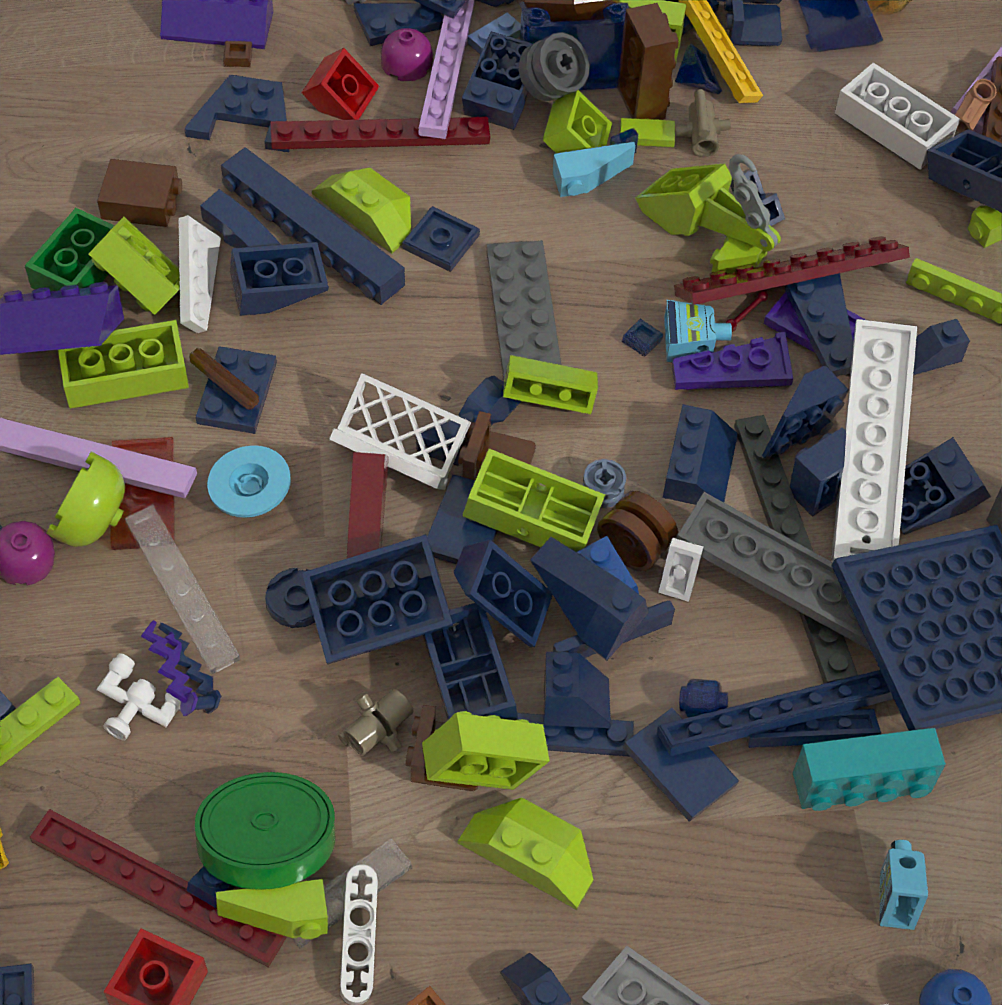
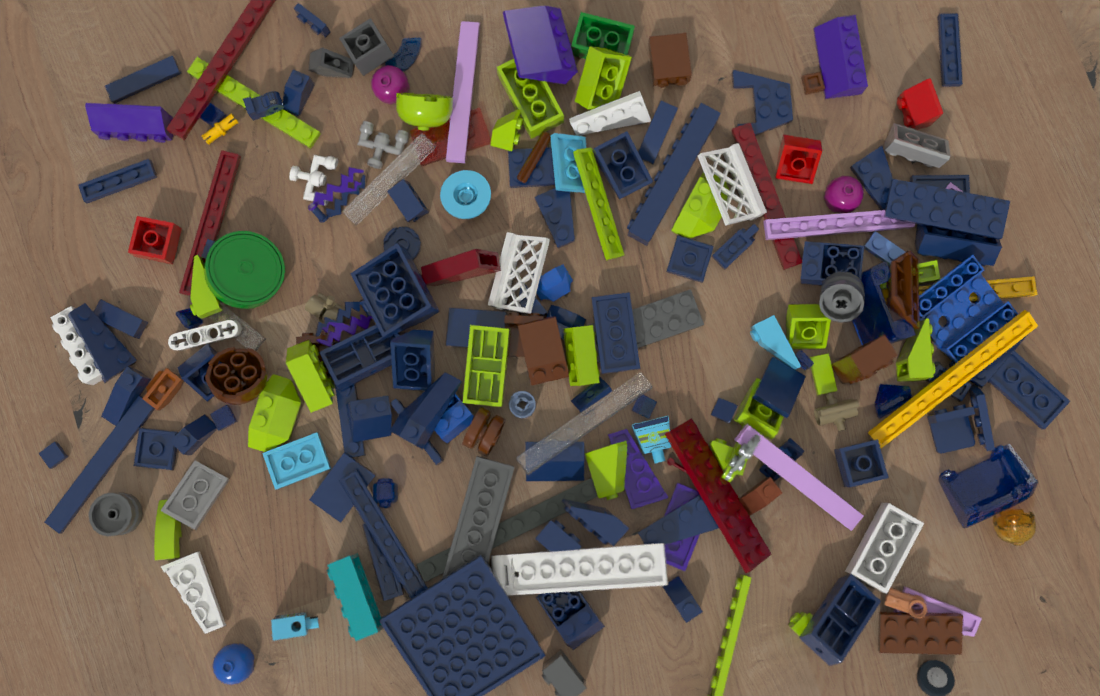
camera: 85 degrees right, 25 degrees up
(116, 588) = (381, 143): none -> light grey piece
(167, 402) = (505, 131): none -> lime slope
(228, 565) = (408, 201): none -> dark blue hinge
(249, 338) = (565, 167): none -> medium azure plate
(317, 378) = (557, 213): none -> dark blue wing
(320, 960) = (188, 319): none -> clear blue slope
(331, 317) = (598, 203): none -> lime plate
(353, 155) = (742, 182): none -> white fence
(409, 675) = (339, 325): none -> piece
(426, 944) = (195, 369): none -> dark blue slope
(435, 393) = (554, 284): none -> blue slope
(441, 181) = (735, 246): none -> dark blue hinge
(452, 876) = (245, 379): none -> reddish brown cylinder
(515, 938) = (223, 417): none -> clear blue tile
(528, 333) = (615, 333): none -> dark blue plate
(532, 427) = (543, 350): none -> reddish brown slope
(614, 393) = (591, 395): none -> dark blue plate
(620, 828) = (296, 460): none -> medium azure plate
(656, 401) = (583, 423): none -> clear tile
(657, 170) = (779, 387): none -> dark blue tile
(672, 245) = (724, 410): none -> dark blue slope
(680, 569) = (464, 463): white plate -> none
(729, 388) = (608, 469): none -> lime slope
(780, 113) = (861, 463): none -> dark blue brick
(791, 168) = (801, 479): none -> lavender tile
(800, 226) = (760, 495): none -> copper slope

